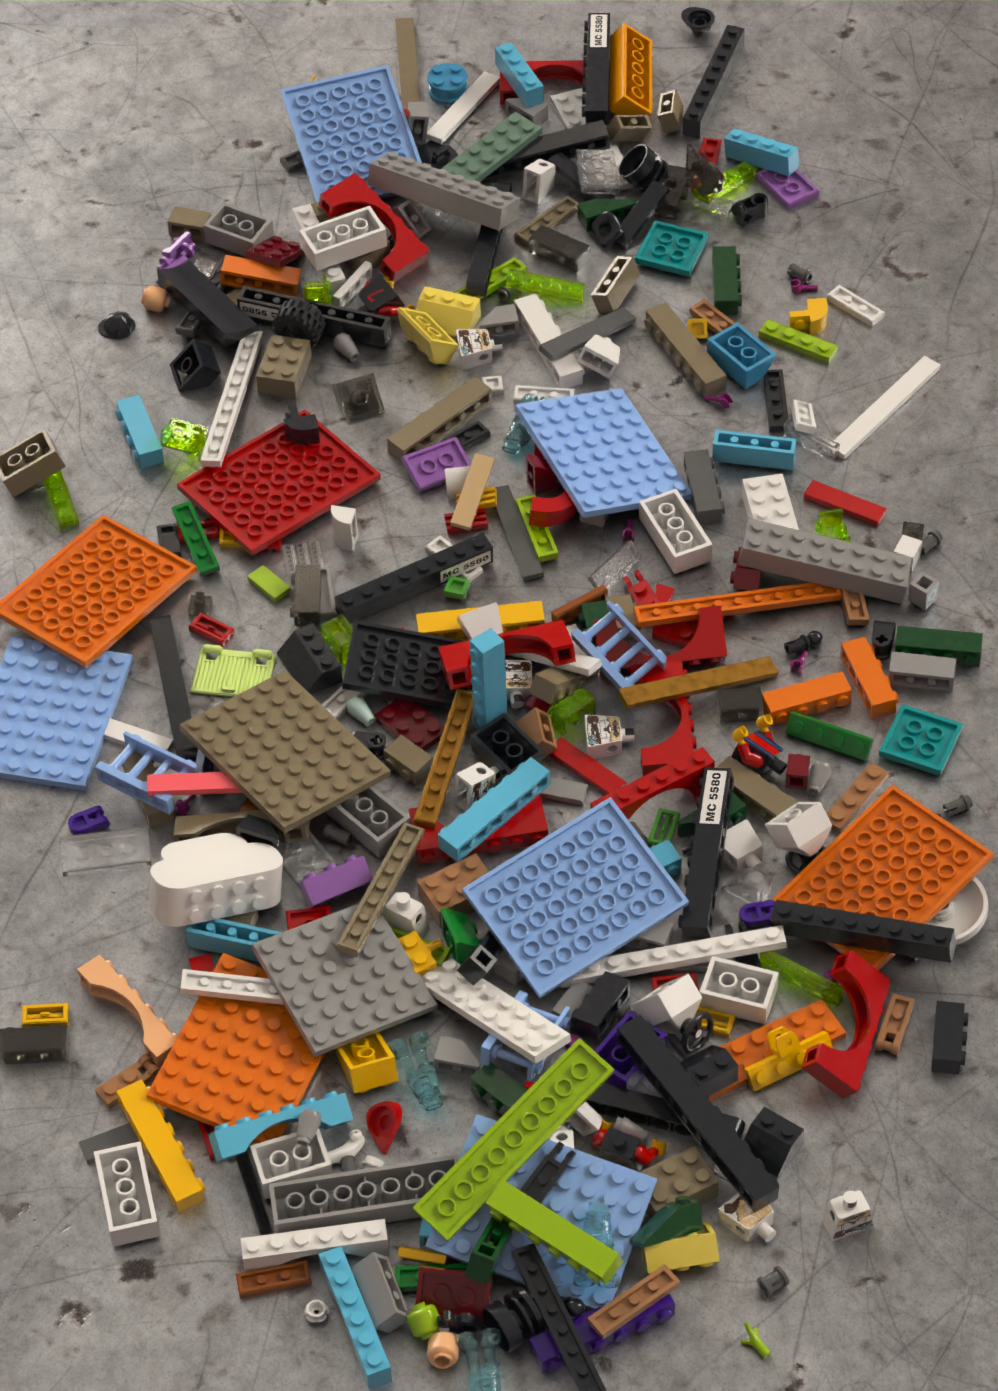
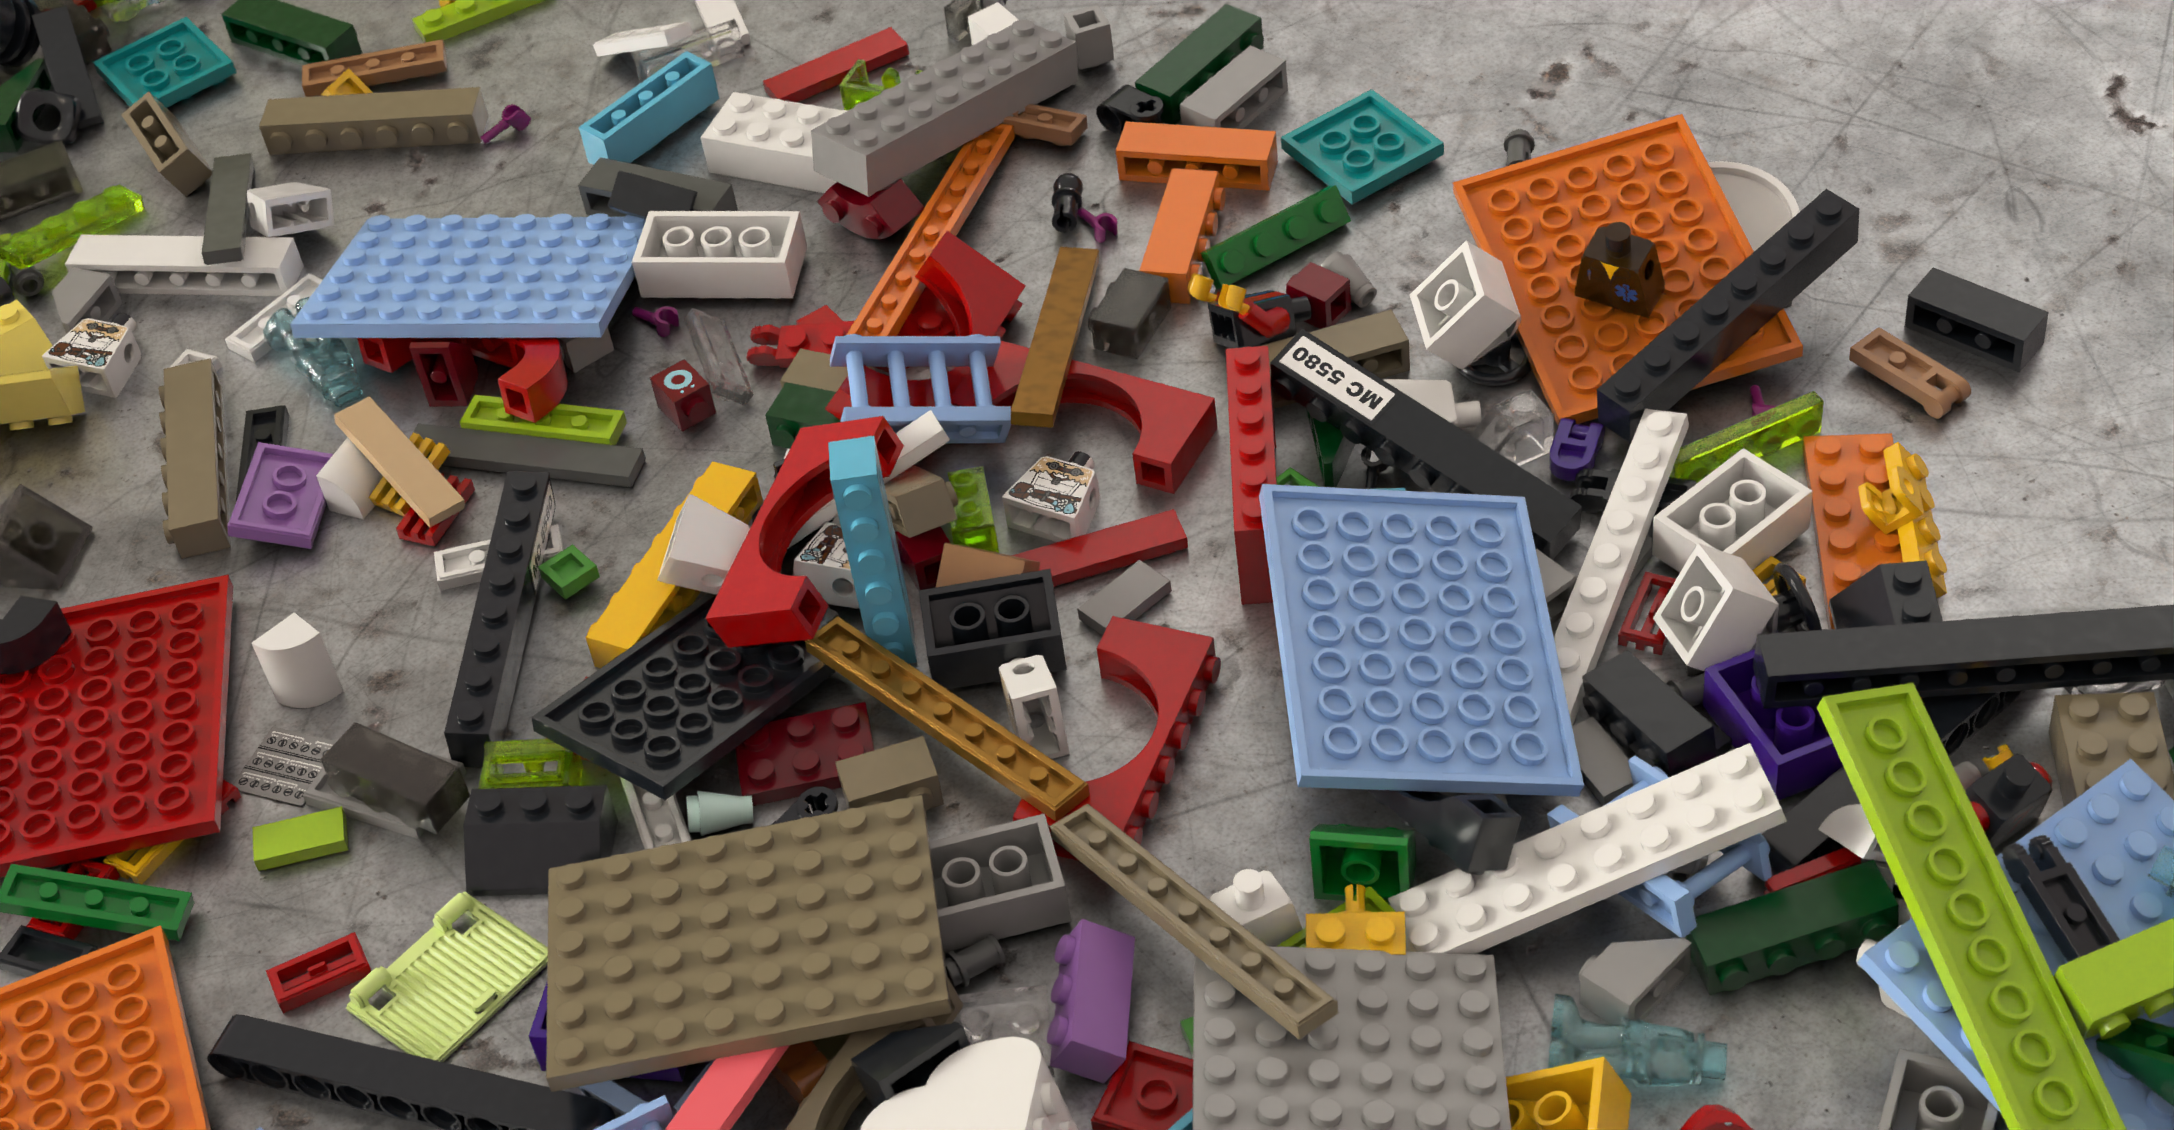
camera: 55 degrees left, 5 degrees down
(199, 603) = (244, 966): clear smoke tile -> none
(445, 887) = (1243, 817): medium nougat brick -> none
(493, 809) = (1124, 687): medium azure brick -> none
(570, 611) = (759, 438): dark orange tile -> none
(582, 567) = (683, 395): none -> dark red brick
(687, 483) = (639, 195): none -> black slope
(740, 354) = (457, 57): dark azure slope -> none
(774, 1140) = (2072, 583): black slope -> none
(775, 400) = (570, 69): black tile -> none
(856, 797) = (1402, 242): medium nougat plate -> none
(861, 869) = (1621, 271): none -> dark brown torso
(867, 992) = (1965, 448): red arch -> none

